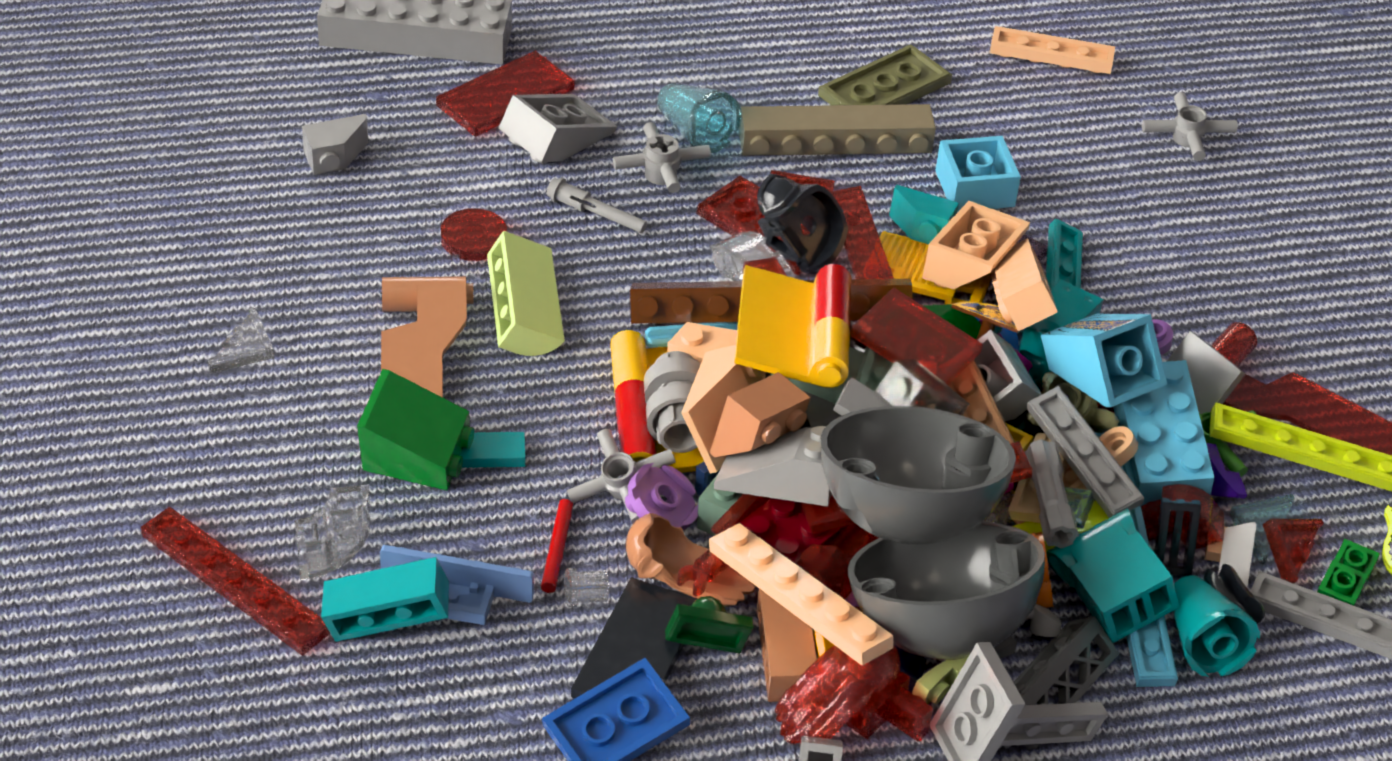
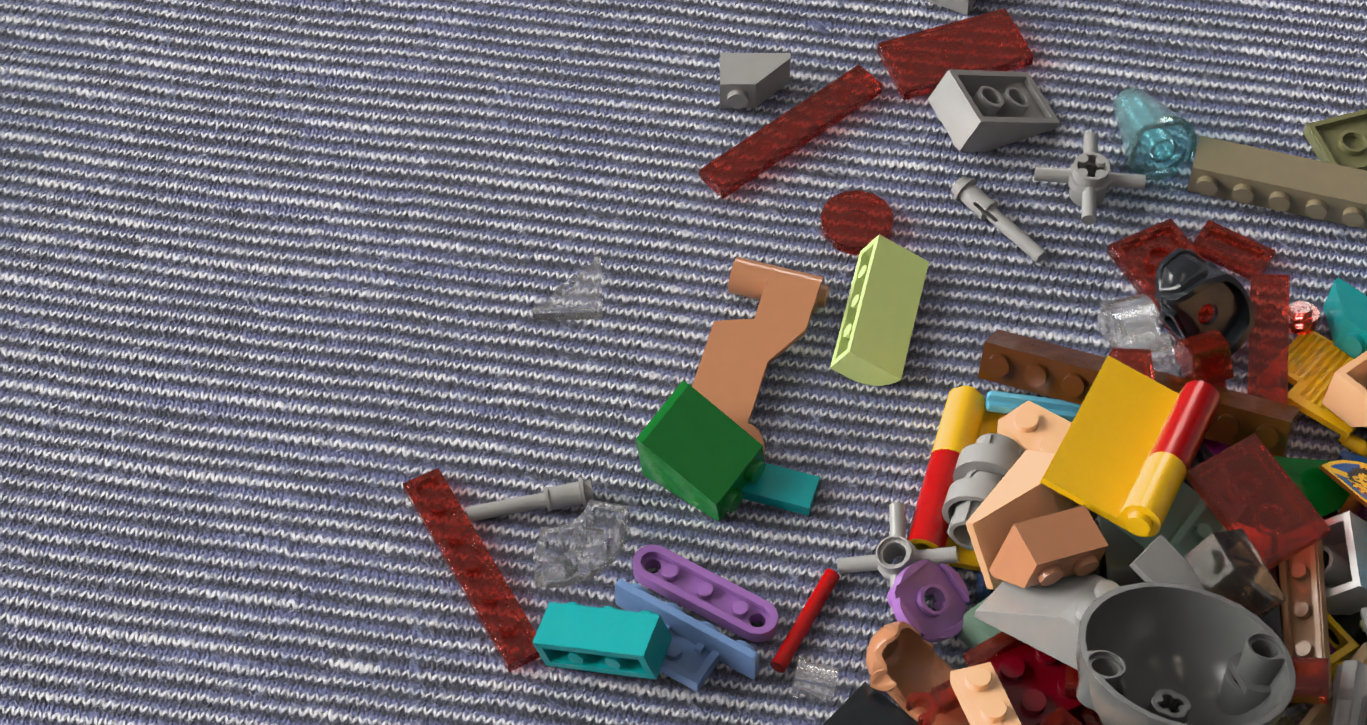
camera: 25 degrees right, 10 degrees up
(287, 505) = (553, 498): none -> light grey pin
(385, 179) = (790, 131): none -> clear red tile
(461, 542) = (705, 593): none -> medium lavender plate
(816, 253) = (1205, 358): none -> clear red brick
(882, 221) = (1303, 317): none -> clear red plate

